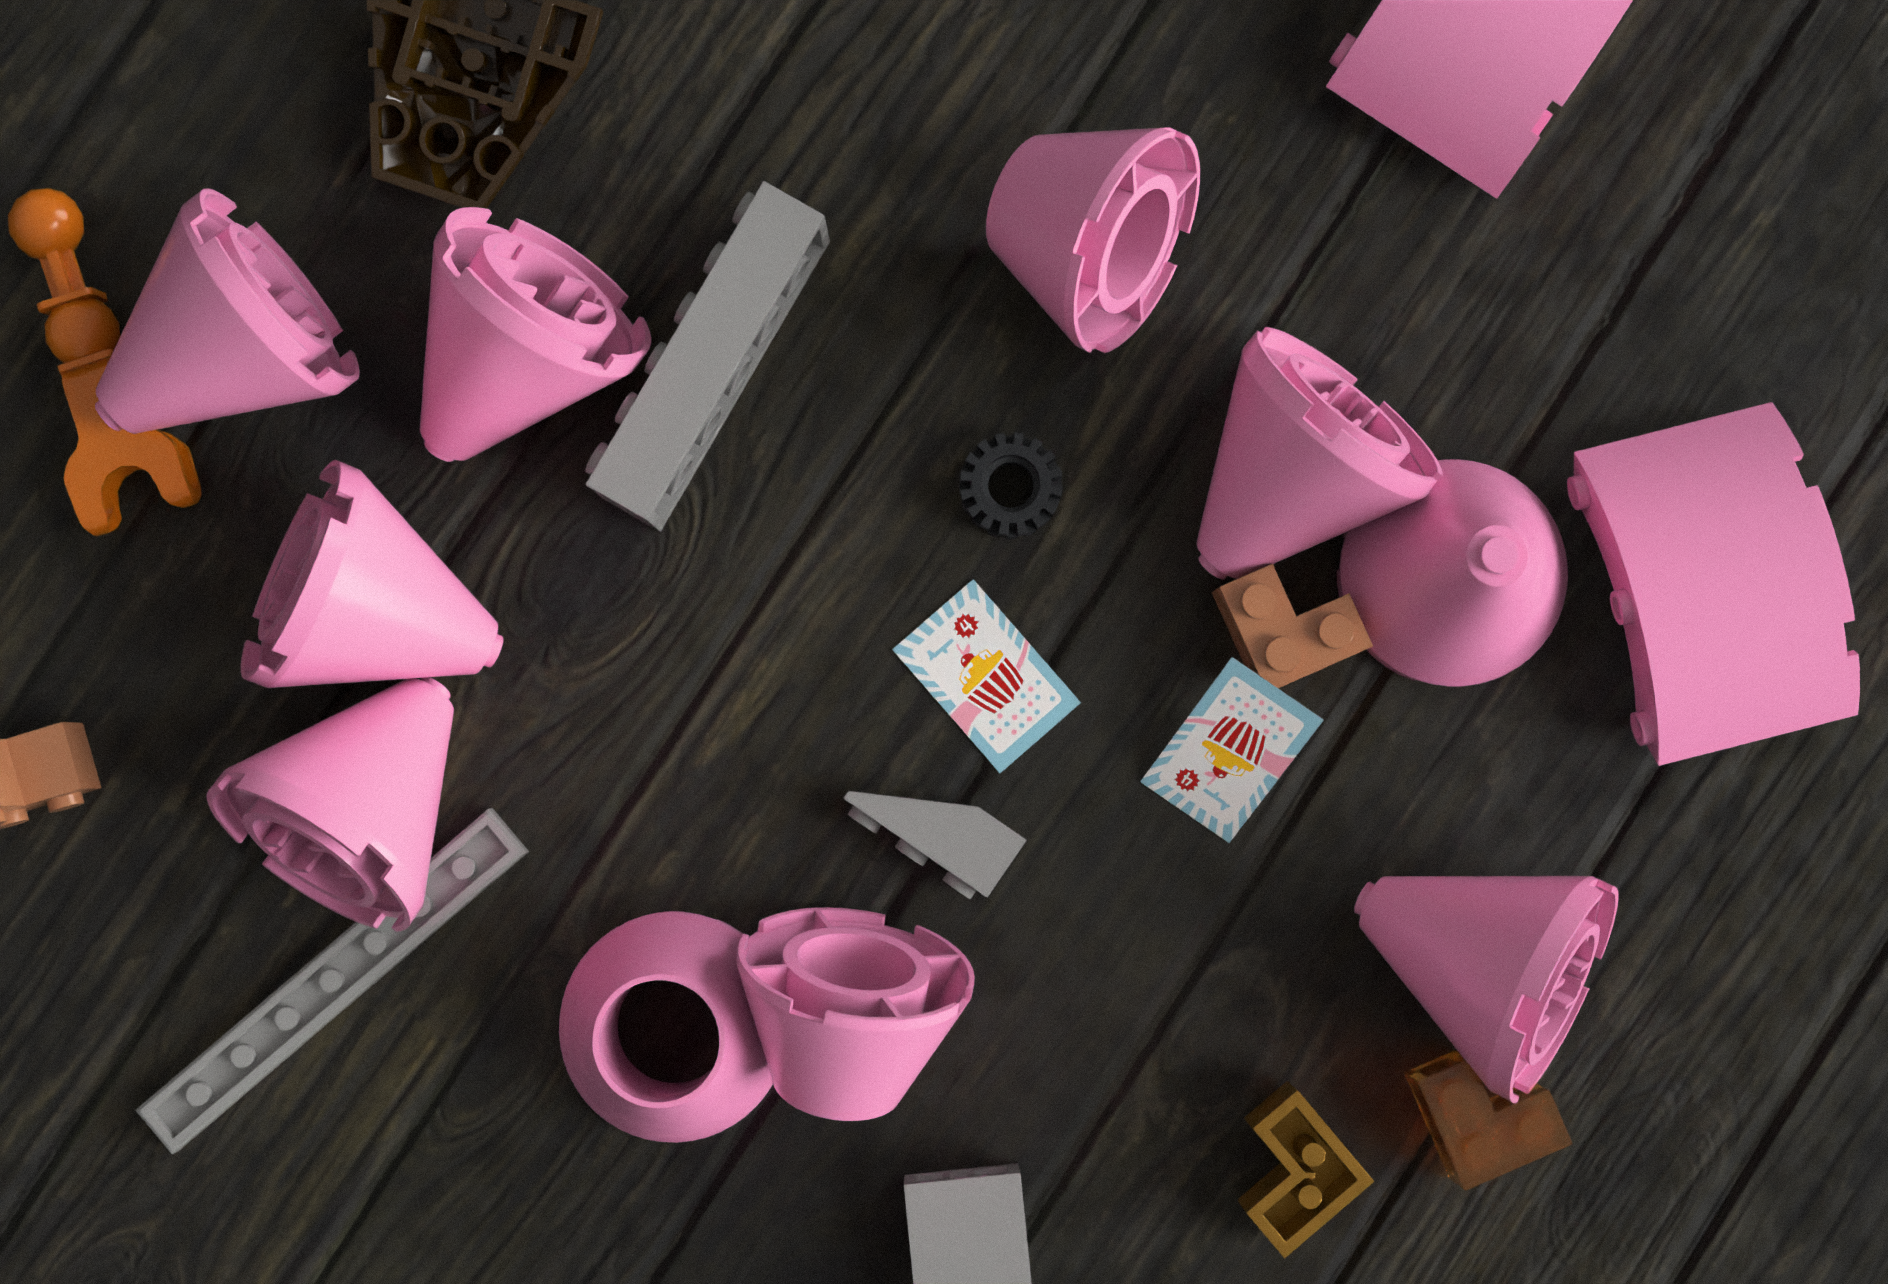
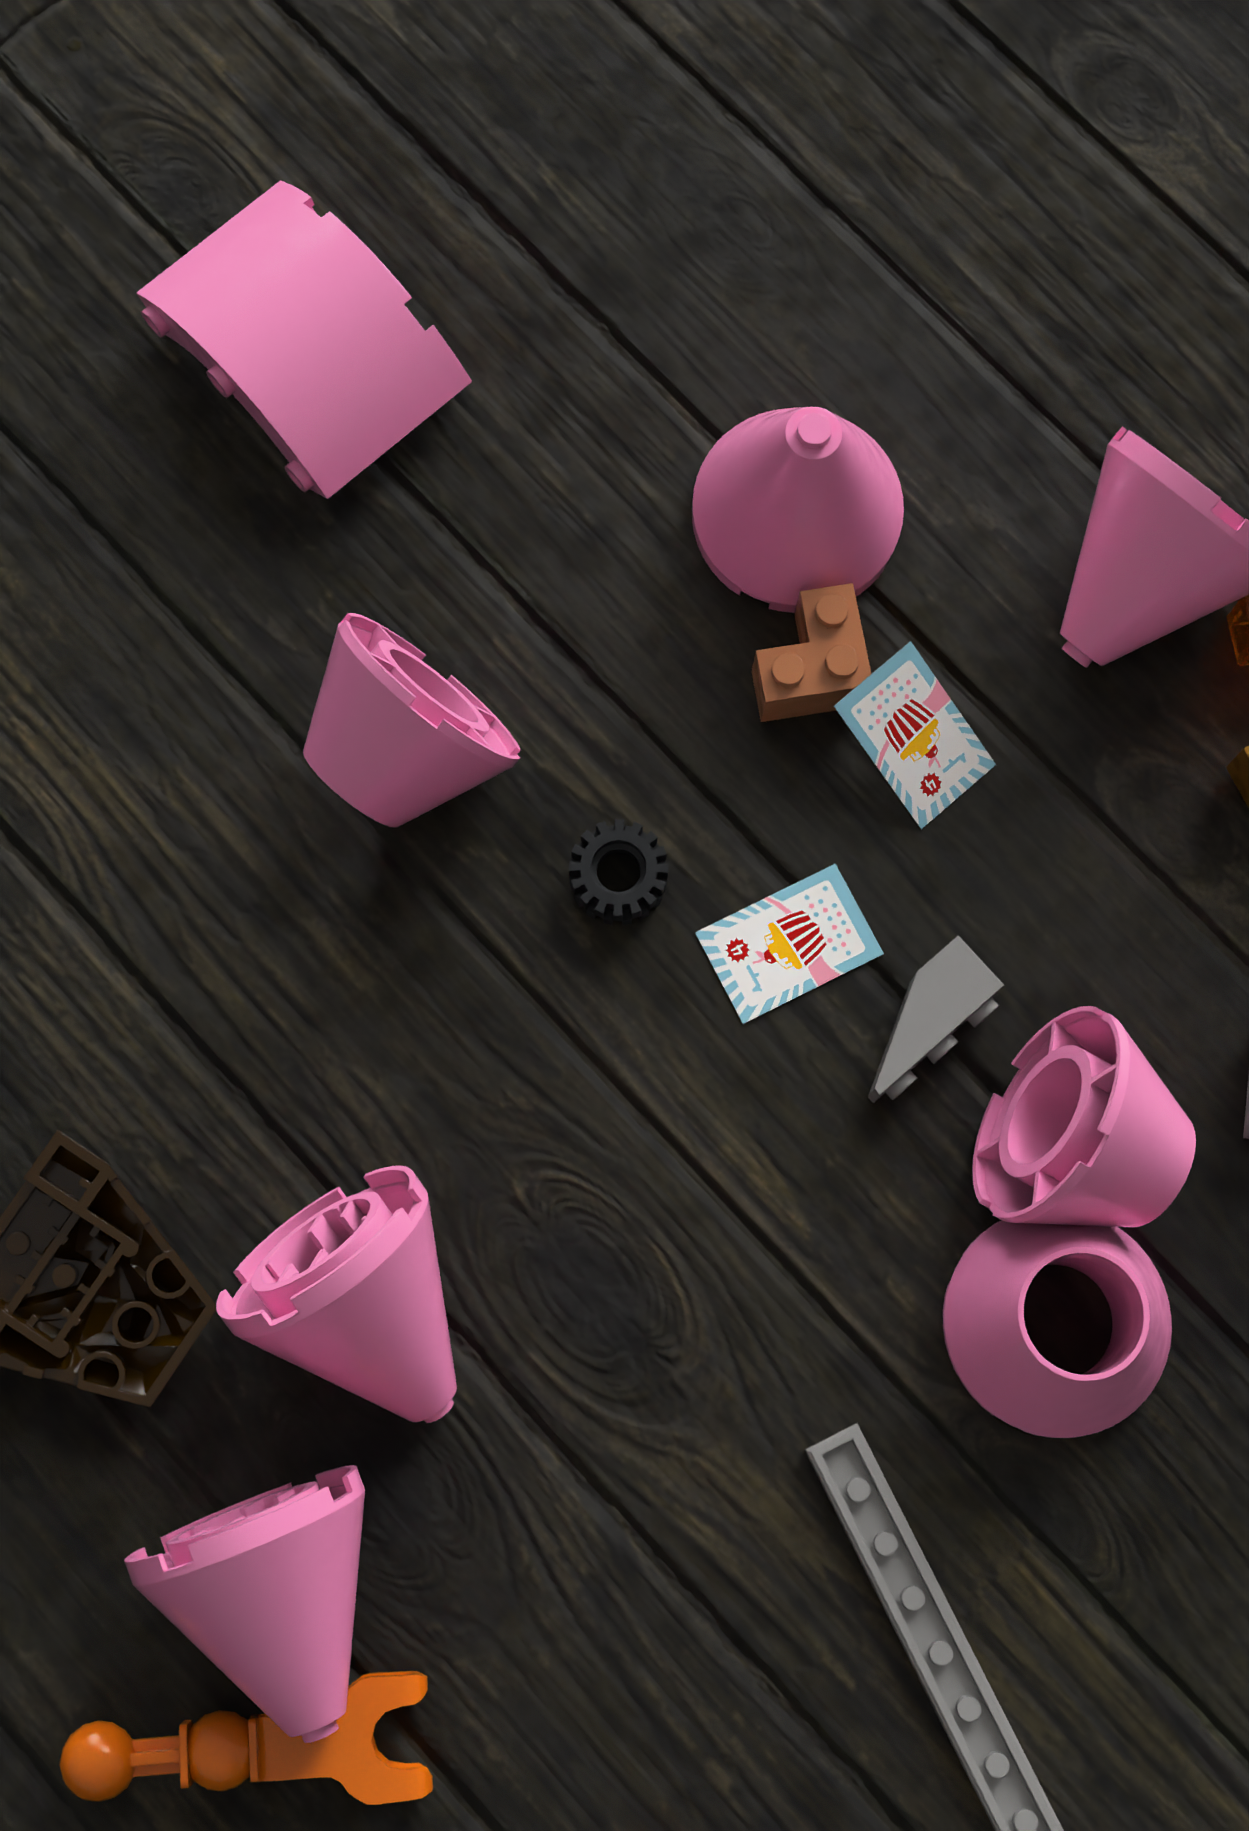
camera: 75 degrees left, 10 degrees down
(349, 803) = (777, 1579): bright pink cone -> none
(362, 598) = (567, 1523): bright pink cone -> none
(709, 355) = (421, 1108): light grey brick -> none
(1303, 459) = (671, 601): bright pink cone -> none
(1721, 582) = (864, 283): bright pink panel -> none

